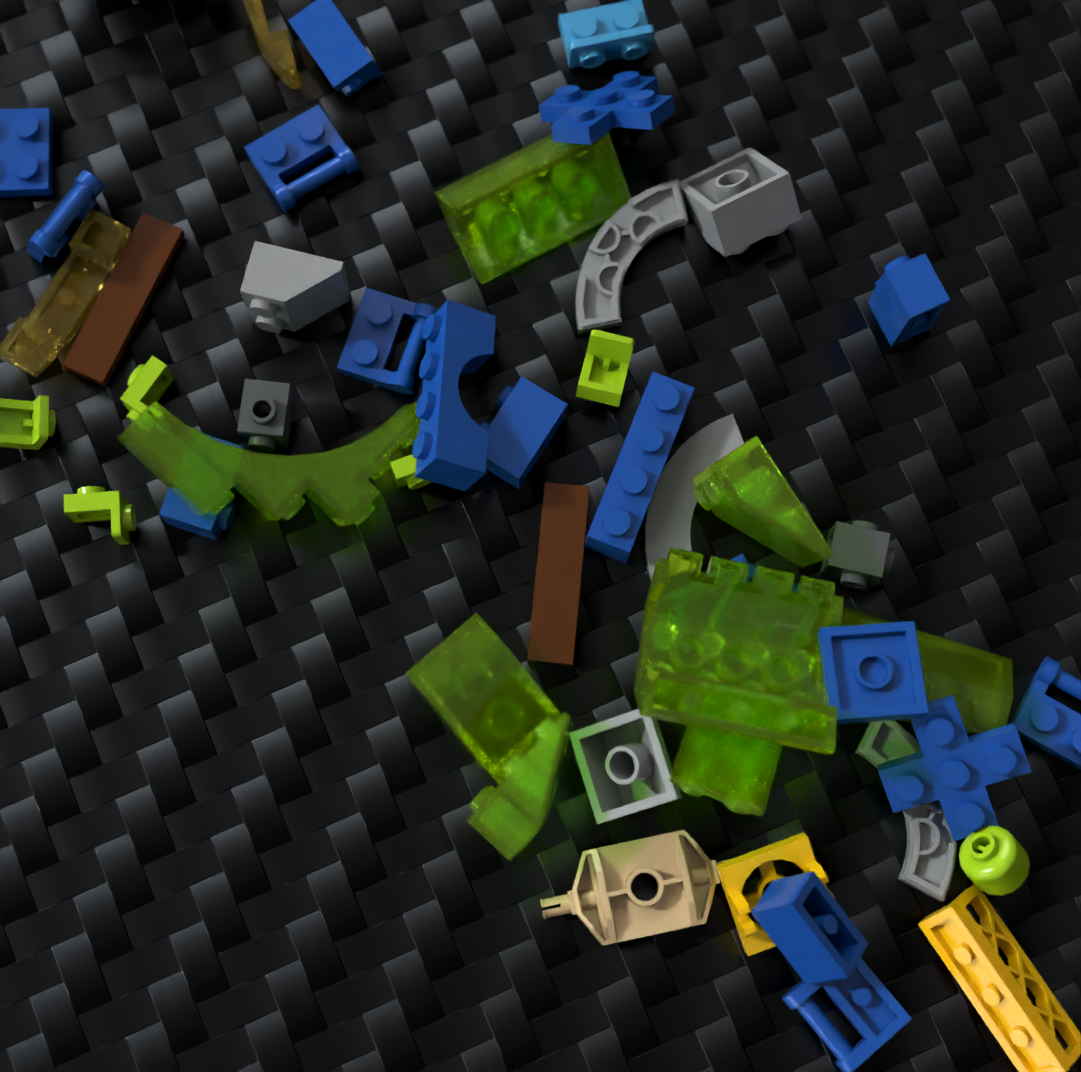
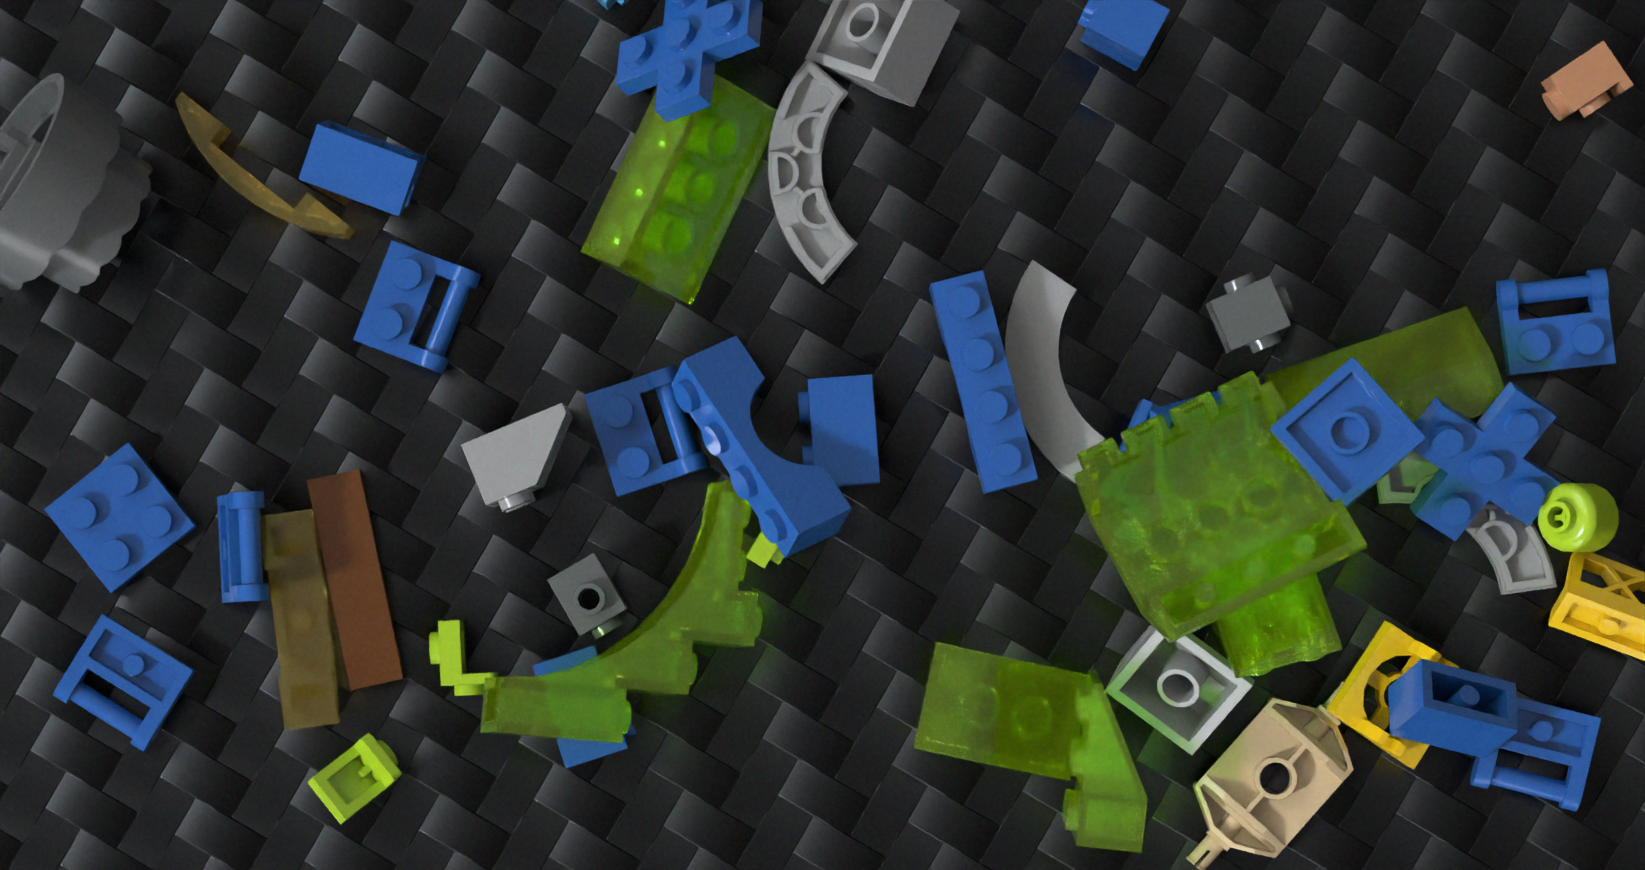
camera: 30 degrees left, 10 degrees up
(96, 504) = (492, 800): lime bracket -> none
(558, 574) = (979, 540): reddish brown tile -> none
(605, 367) = (878, 307): lime bracket -> none
(758, 501) = (1106, 336): clear neon green slope -> none

